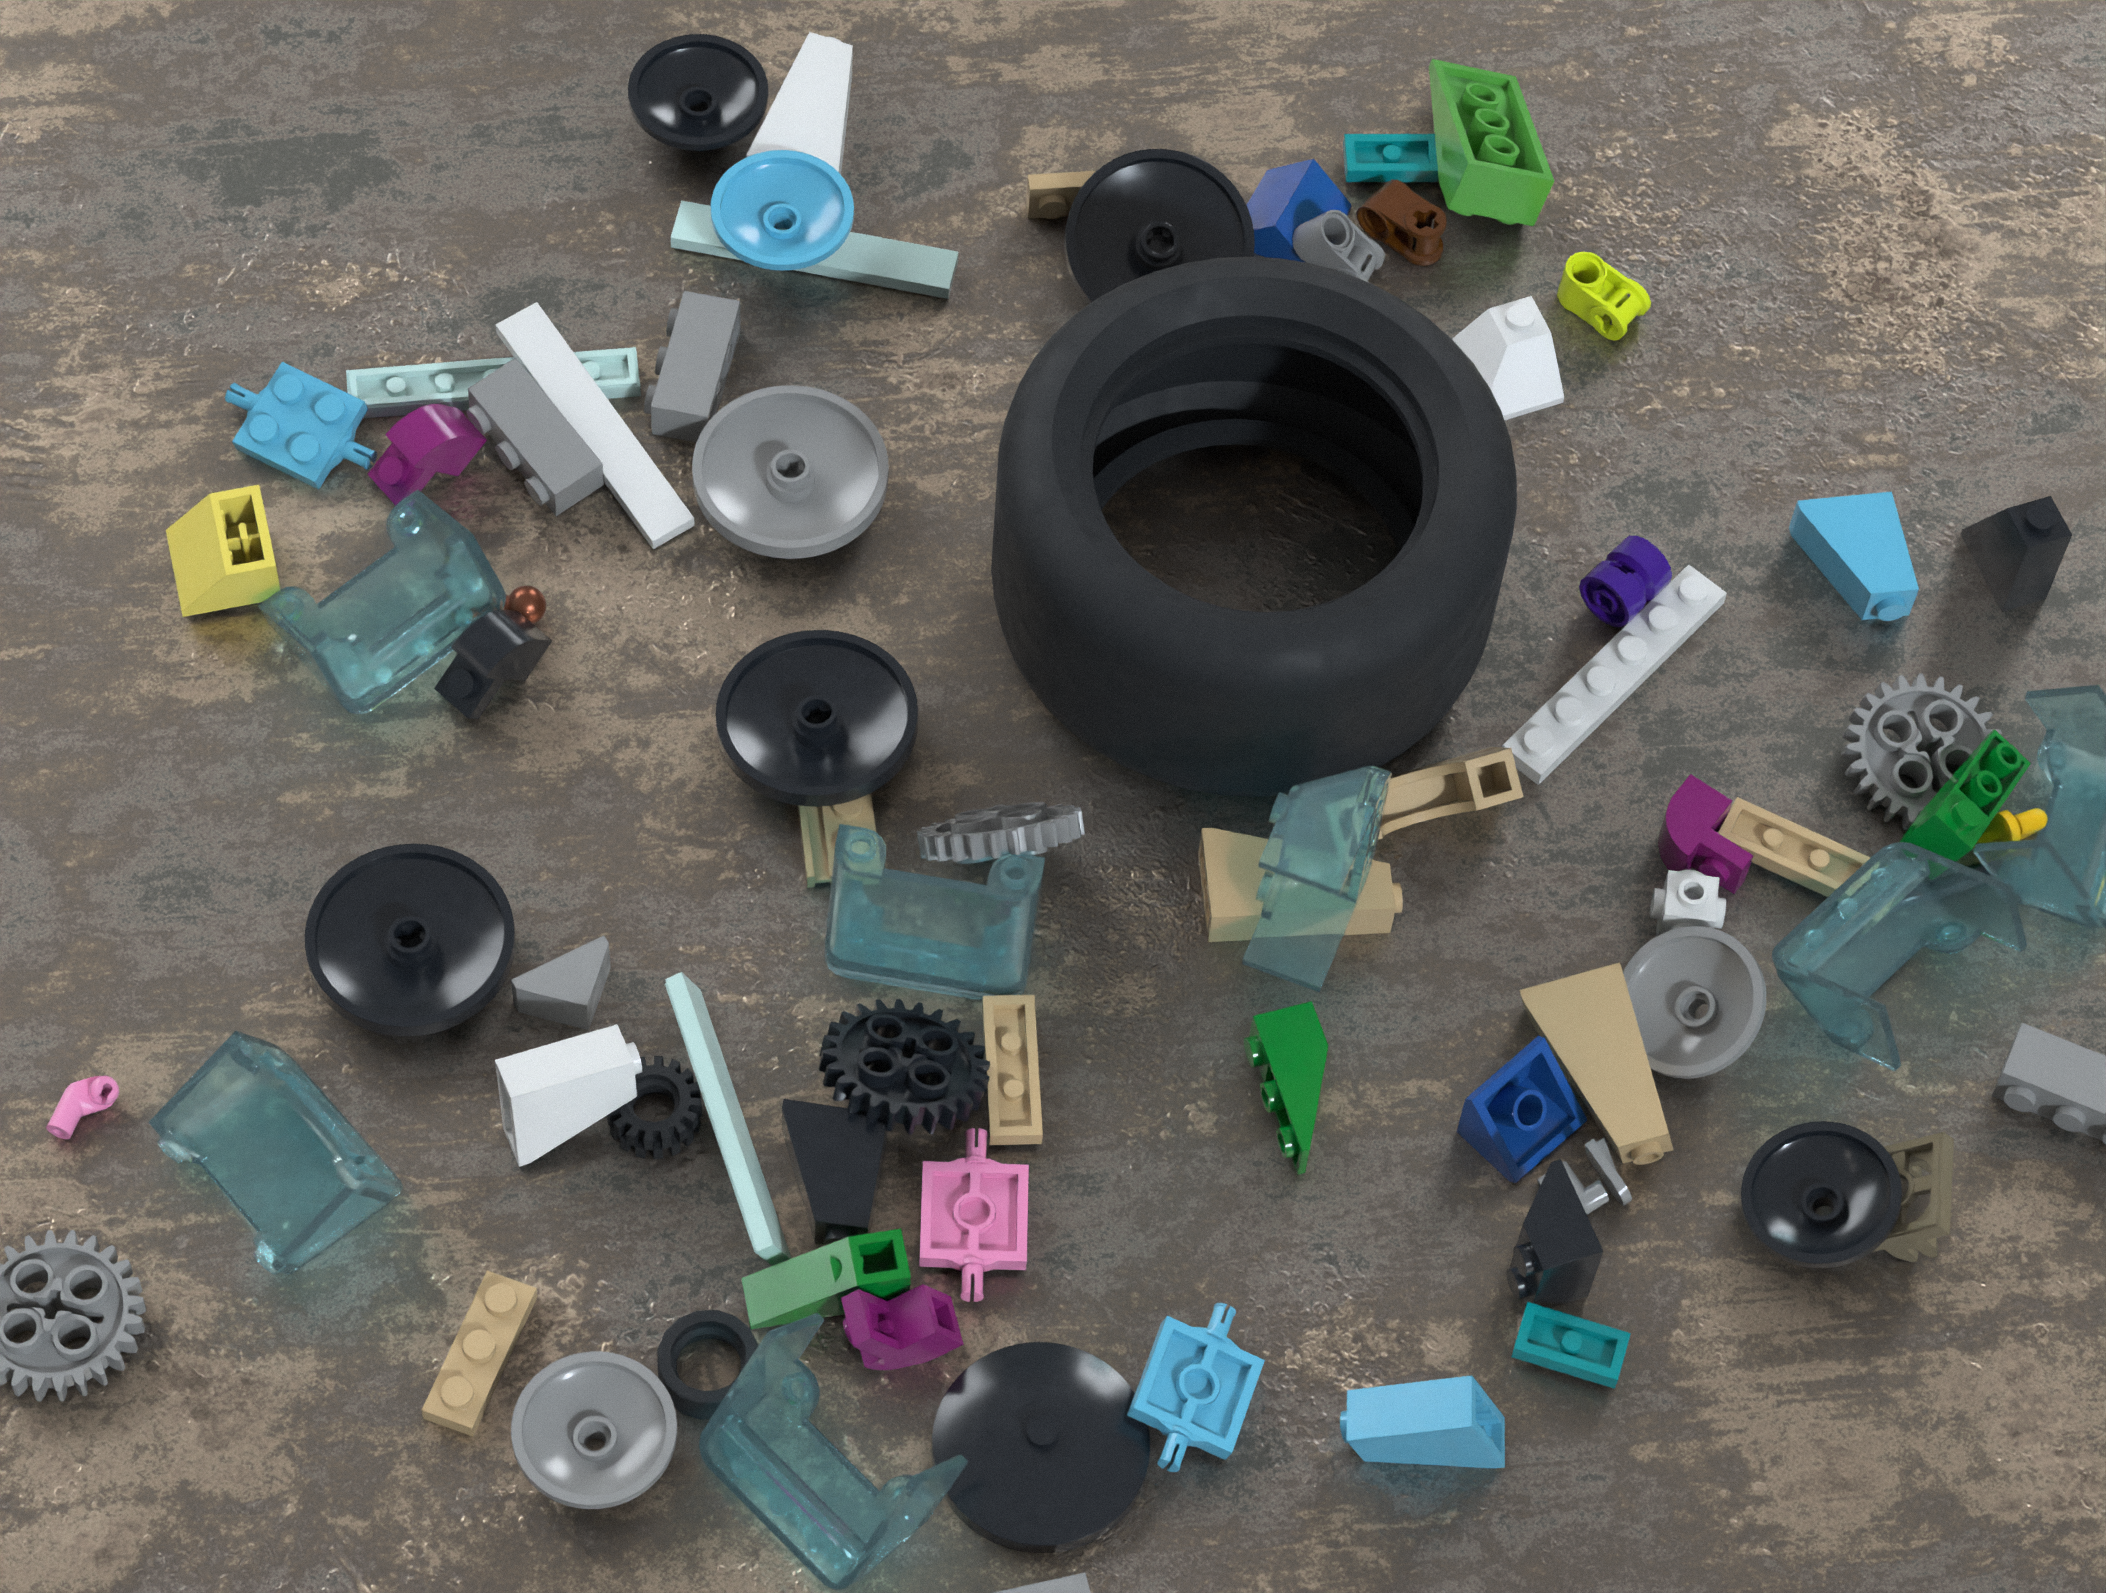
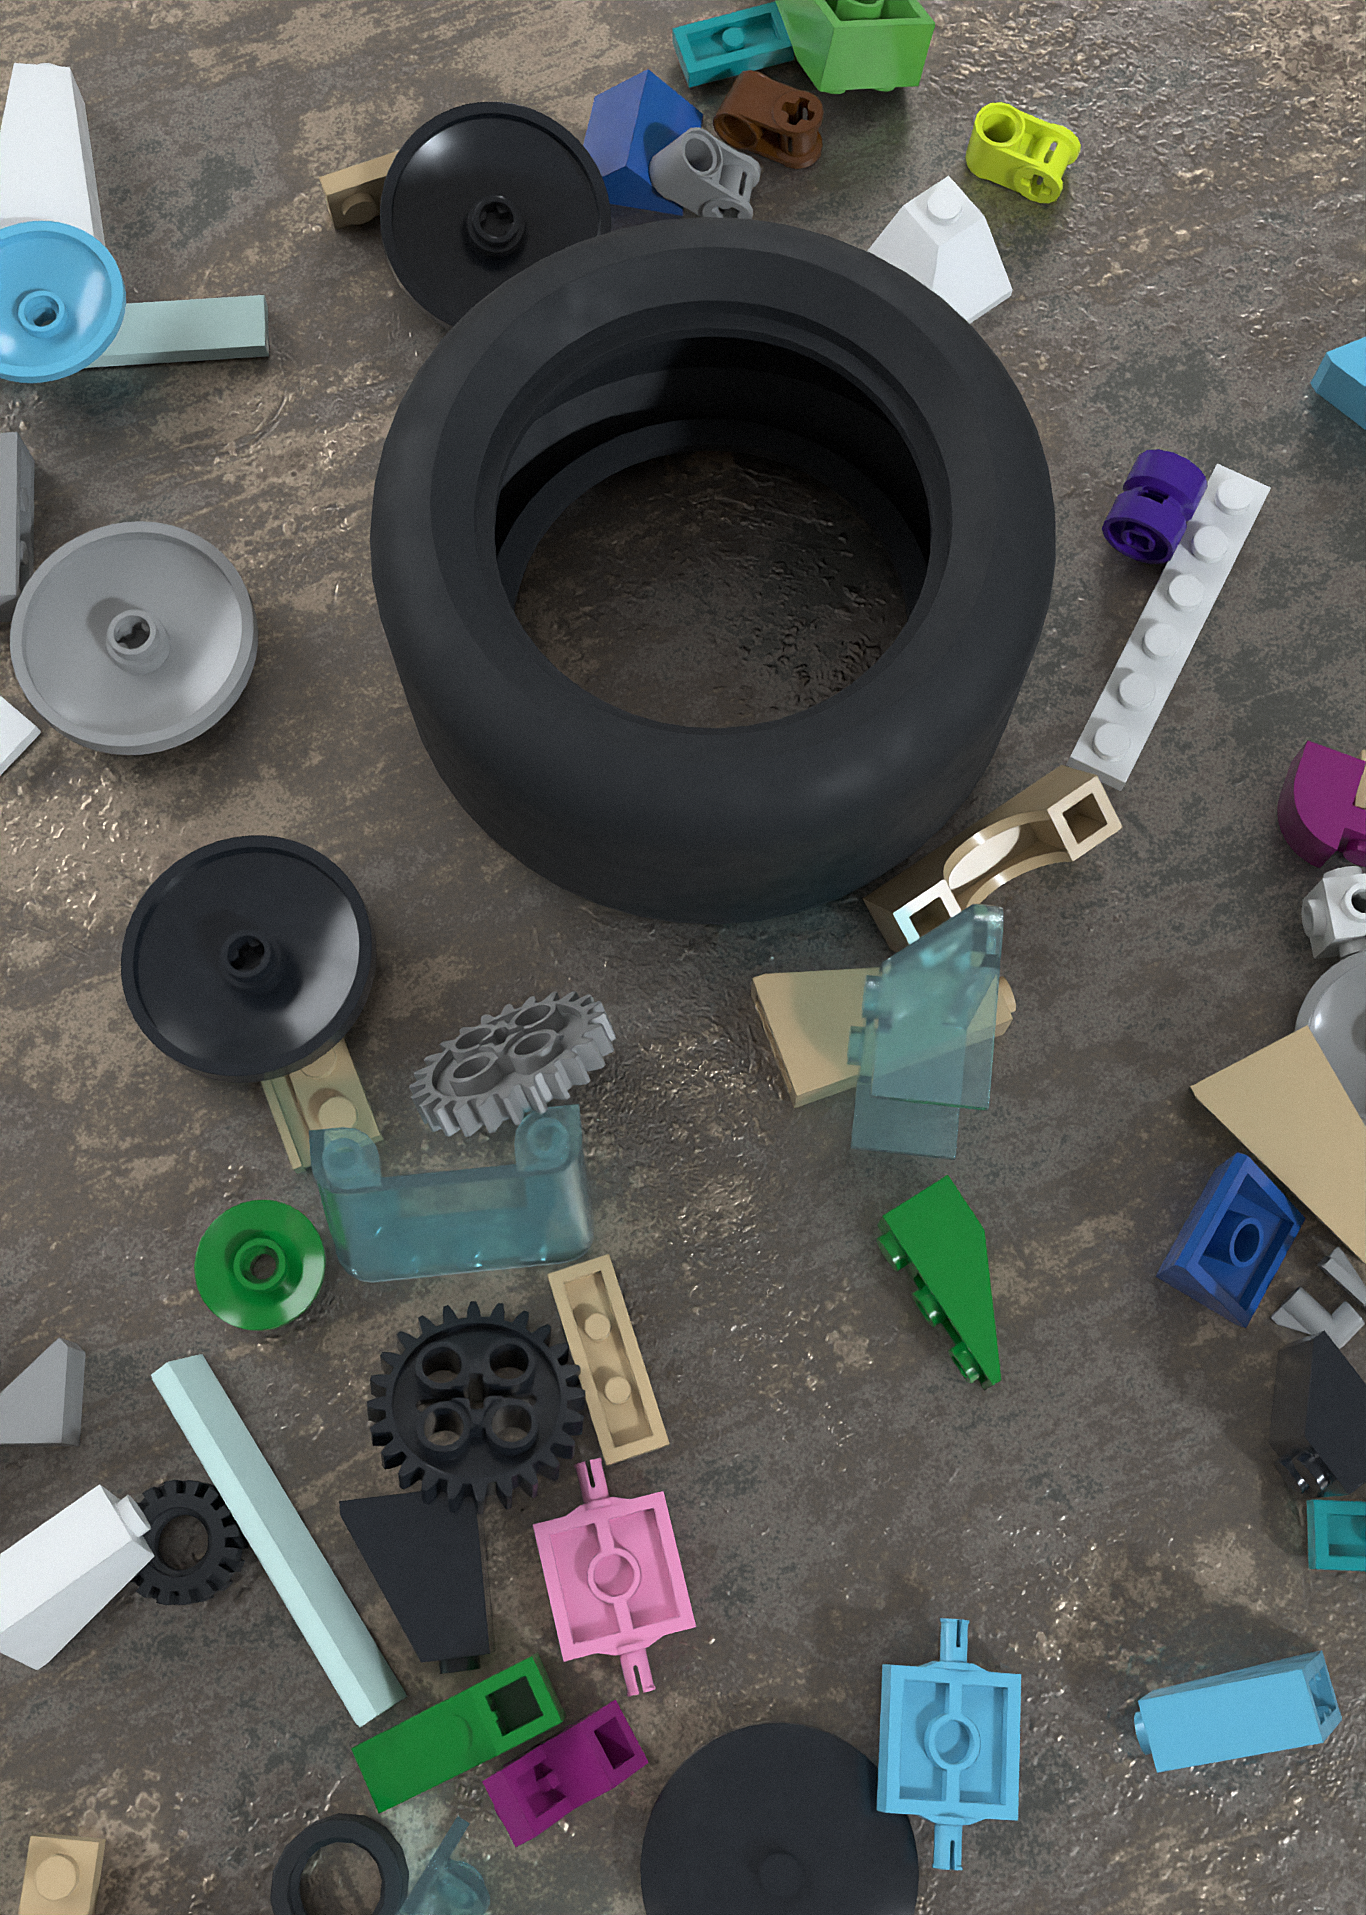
camera: 10 degrees left, 15 degrees up
(759, 915) = (233, 1247): none -> green dish

